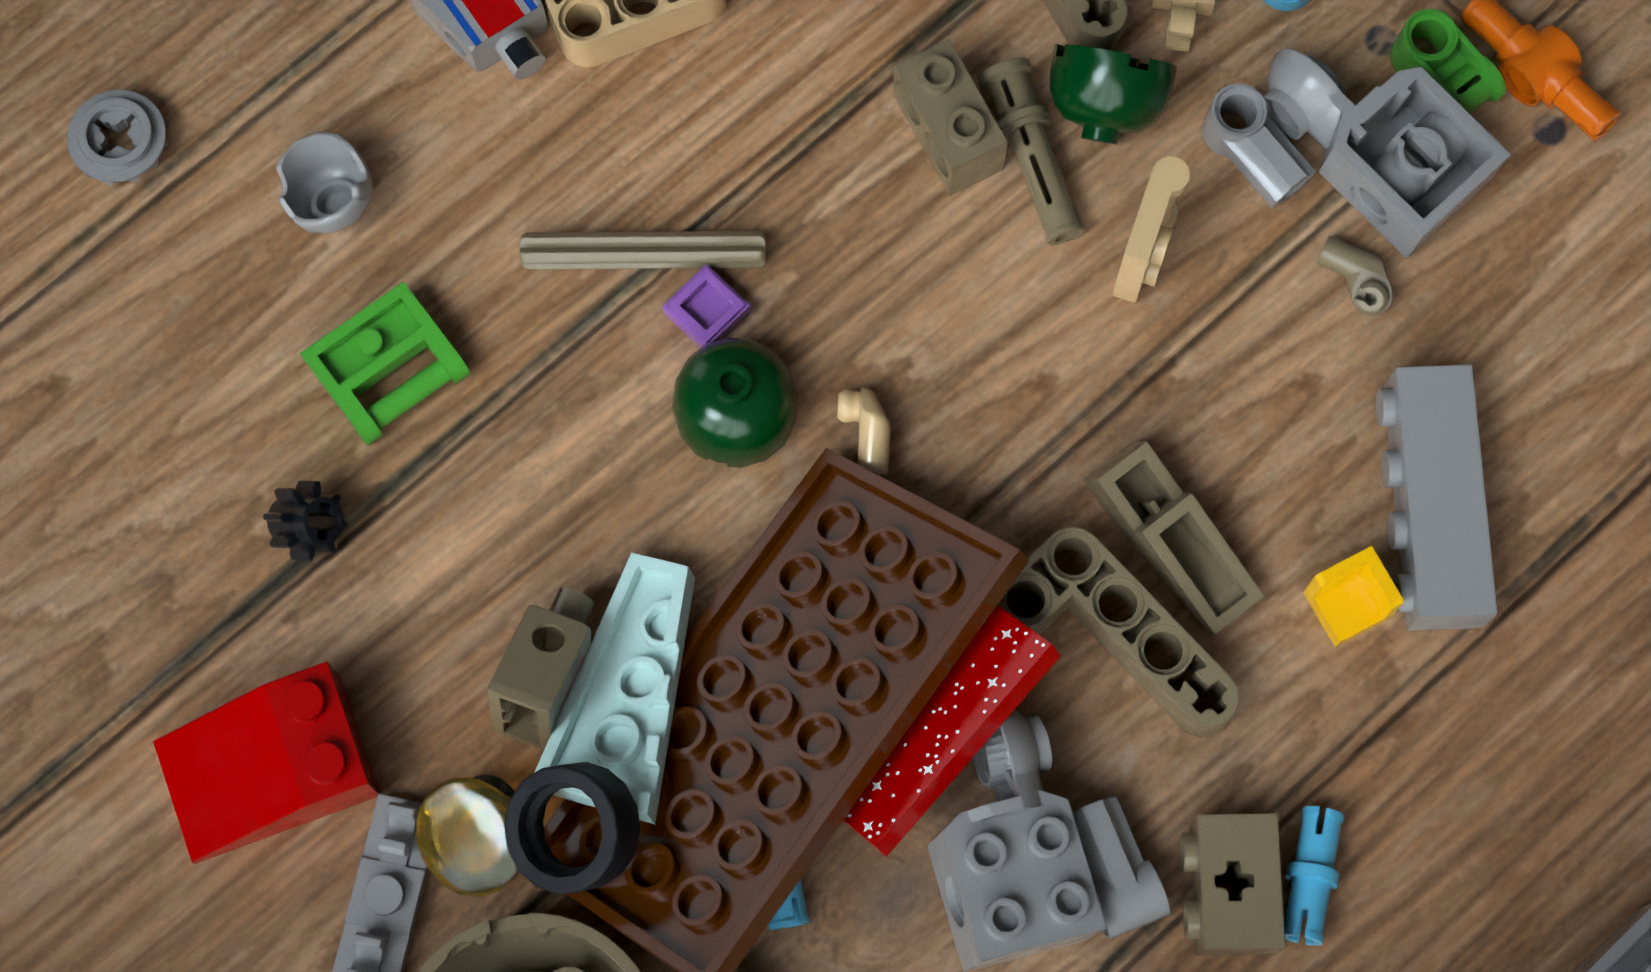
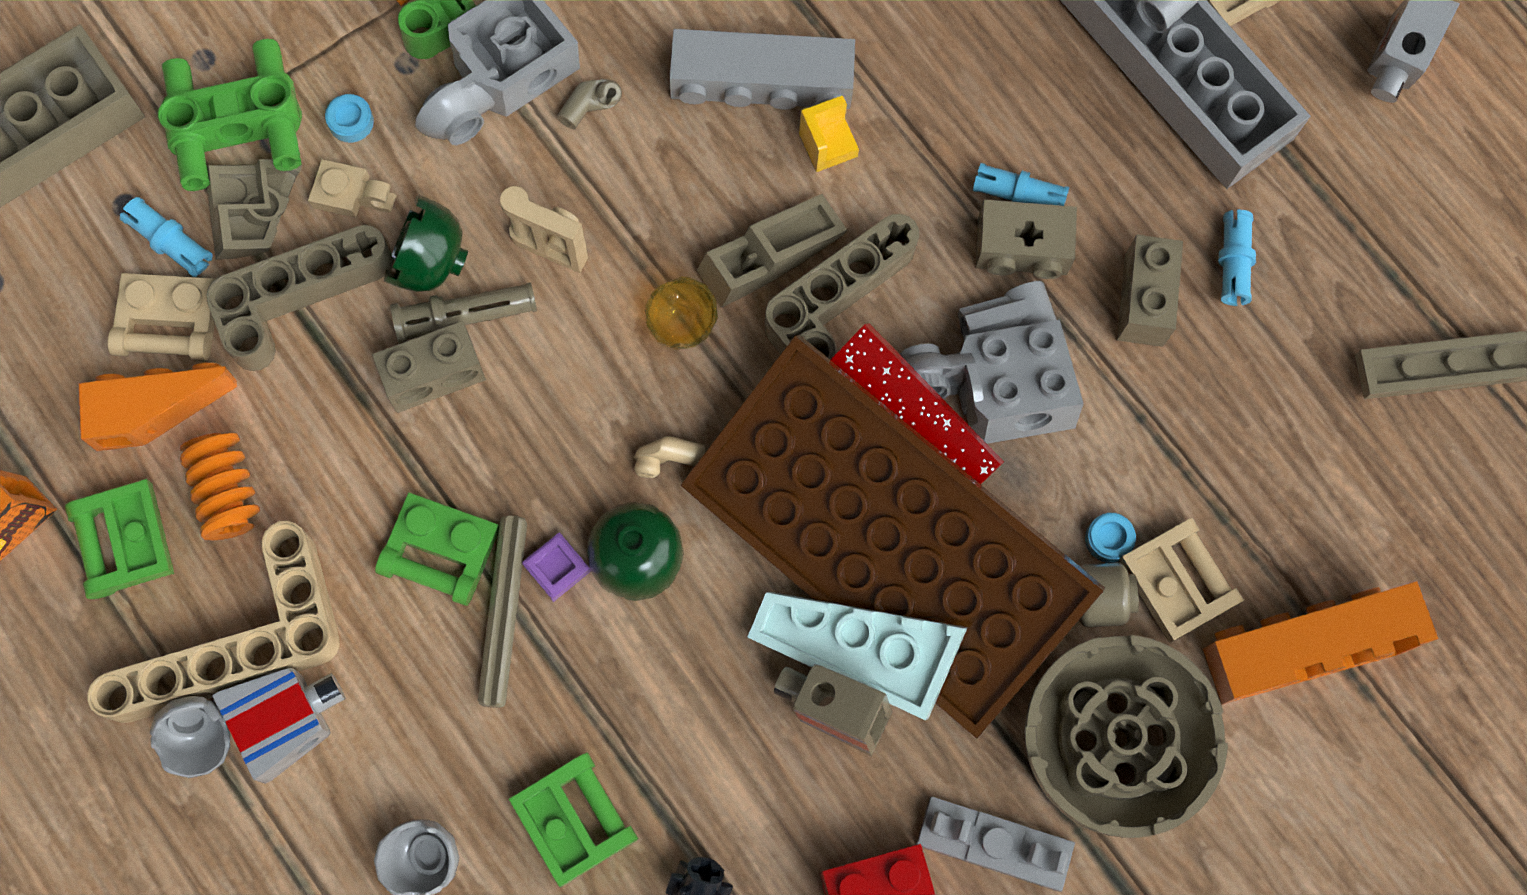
camera: 90 degrees left, 0 degrees up
(464, 834) = (958, 768): clear yellow piece -> none
(526, 830) = (996, 710): black tyre -> none
(735, 170) = (443, 534): none -> bright green plate
(1060, 422) = (681, 313): none -> clear yellow hair
(1260, 149) = (485, 152): light grey piece -> none

